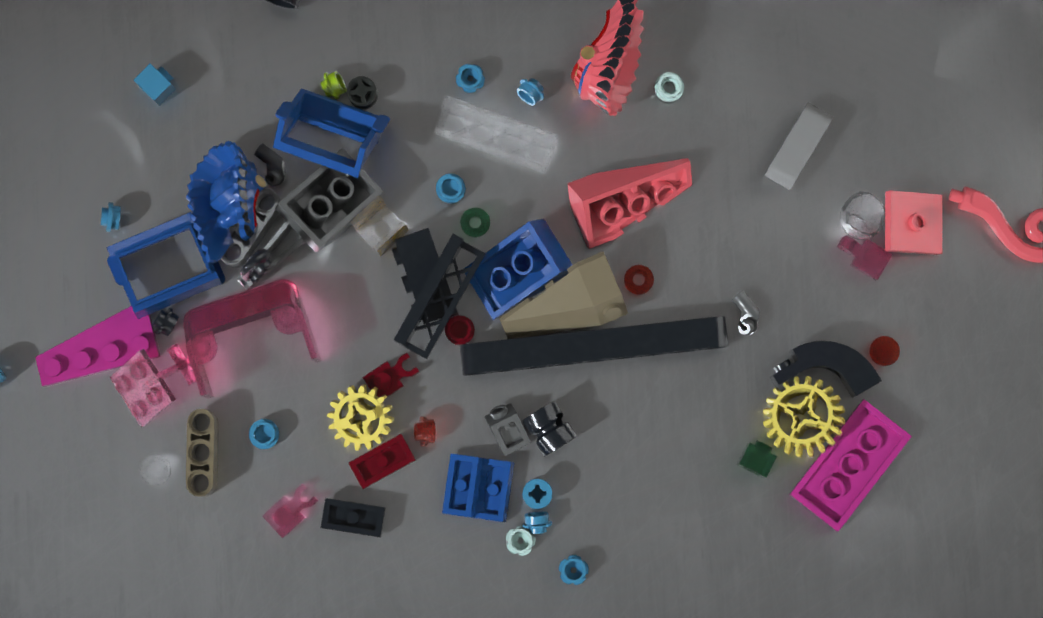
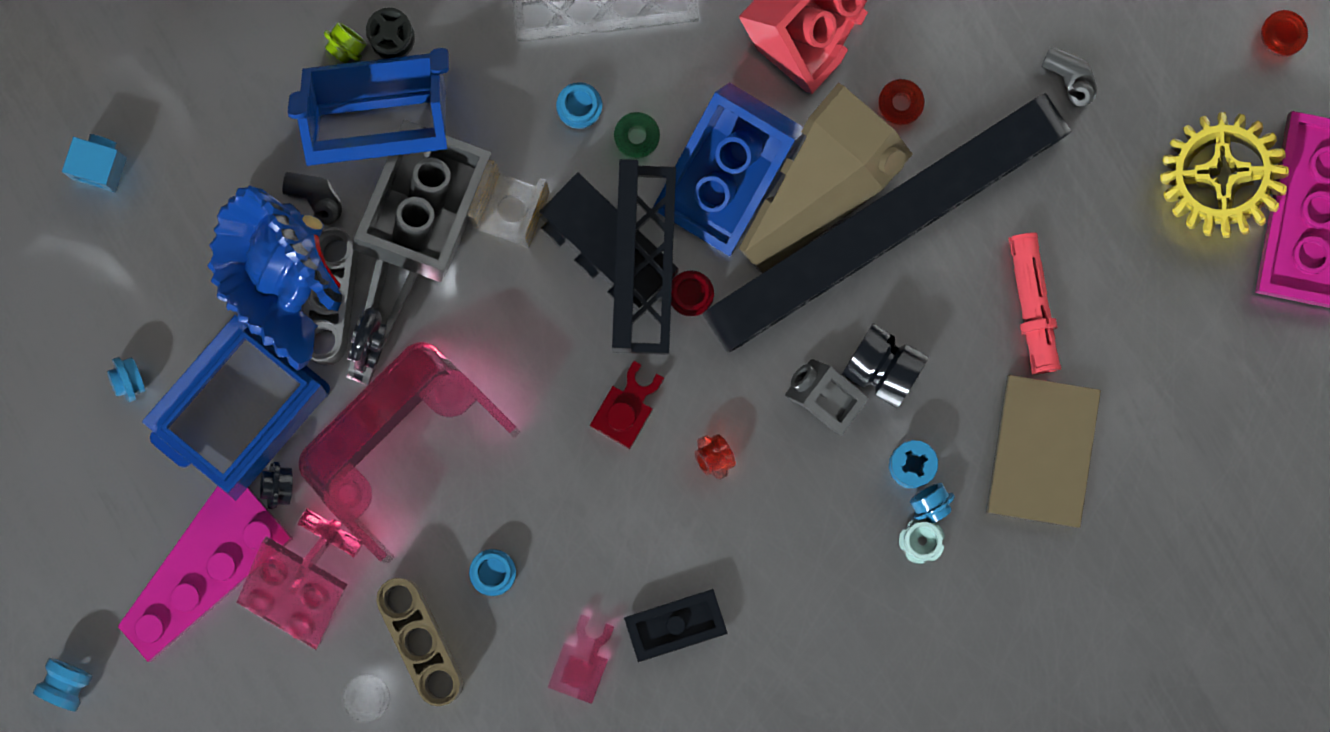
camera: 30 degrees left, 0 degrees up
(364, 428) = (601, 495): light yellow gear -> none
(382, 461) = (676, 527): dark red plate -> none
(478, 487) = (826, 497): blue slope -> none
(565, 569) = (1028, 546): dark azure plate -> none
(617, 524) = (1043, 451): none -> dark tan tile
(655, 437) = (1036, 314): none -> coral pin
(757, 459) = (1189, 265): clear green plate -> none
(843, 361) = (1237, 74): black arch -> none

